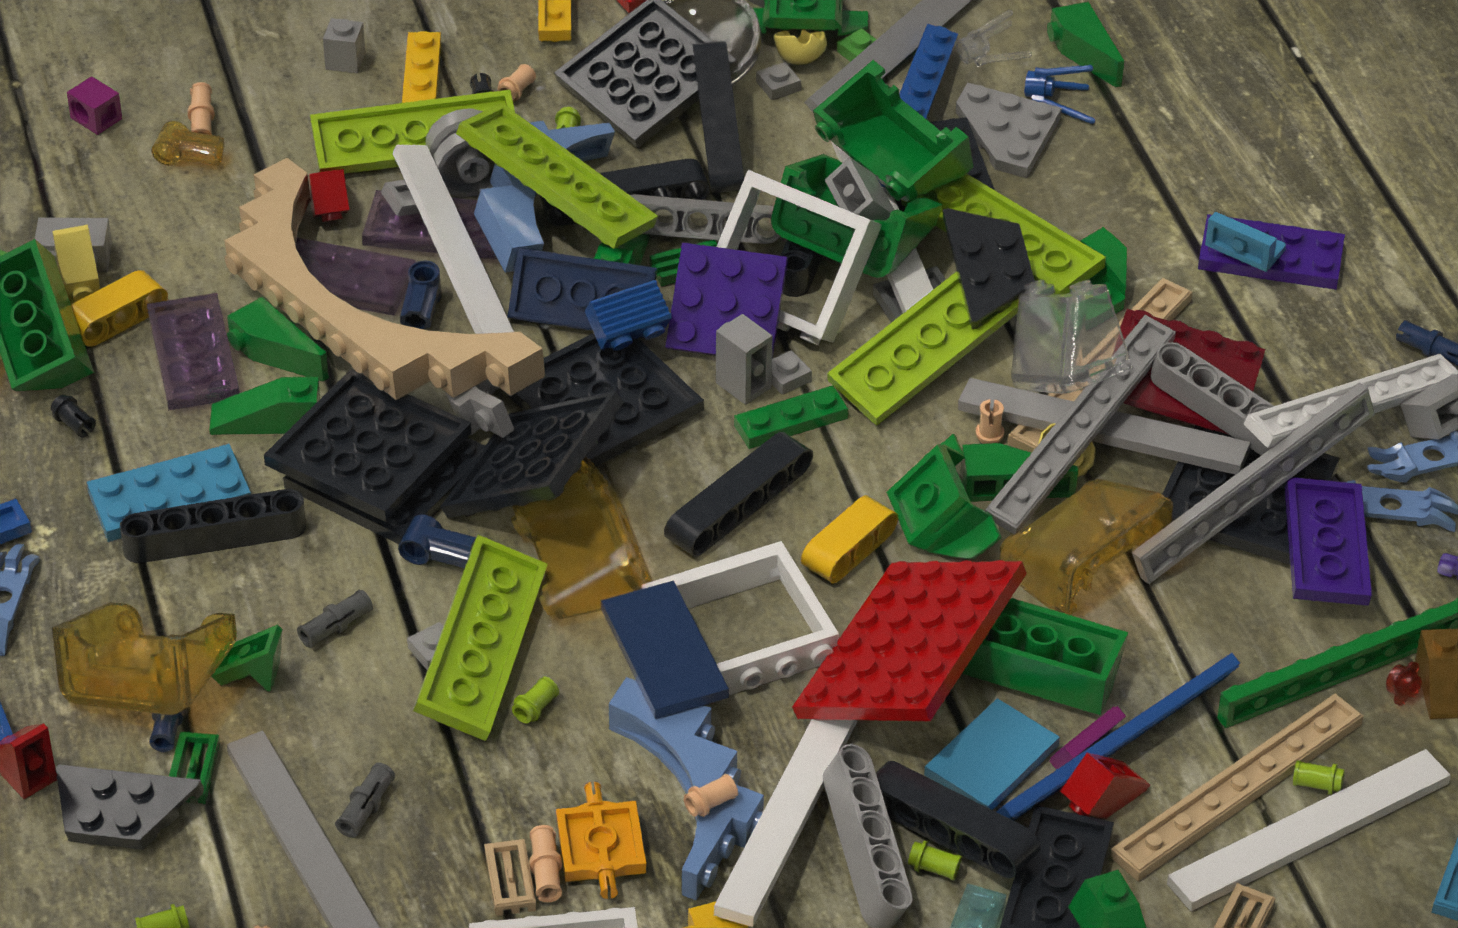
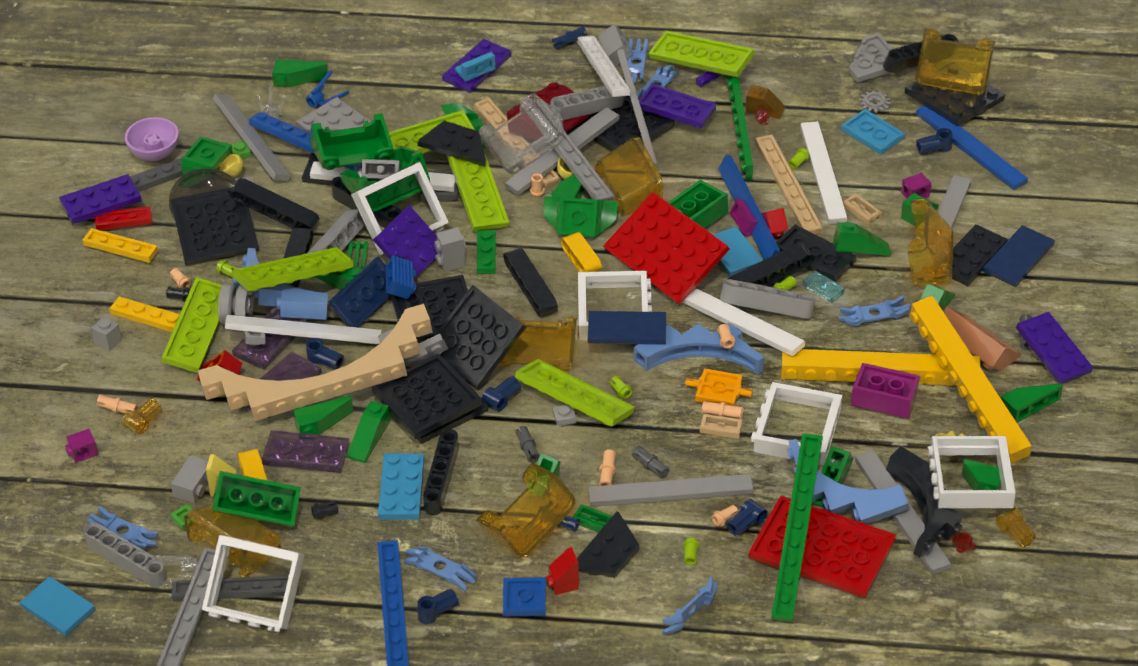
camera: 65 degrees left, 0 degrees up
(318, 743) = (607, 468): none -> light nougat pin

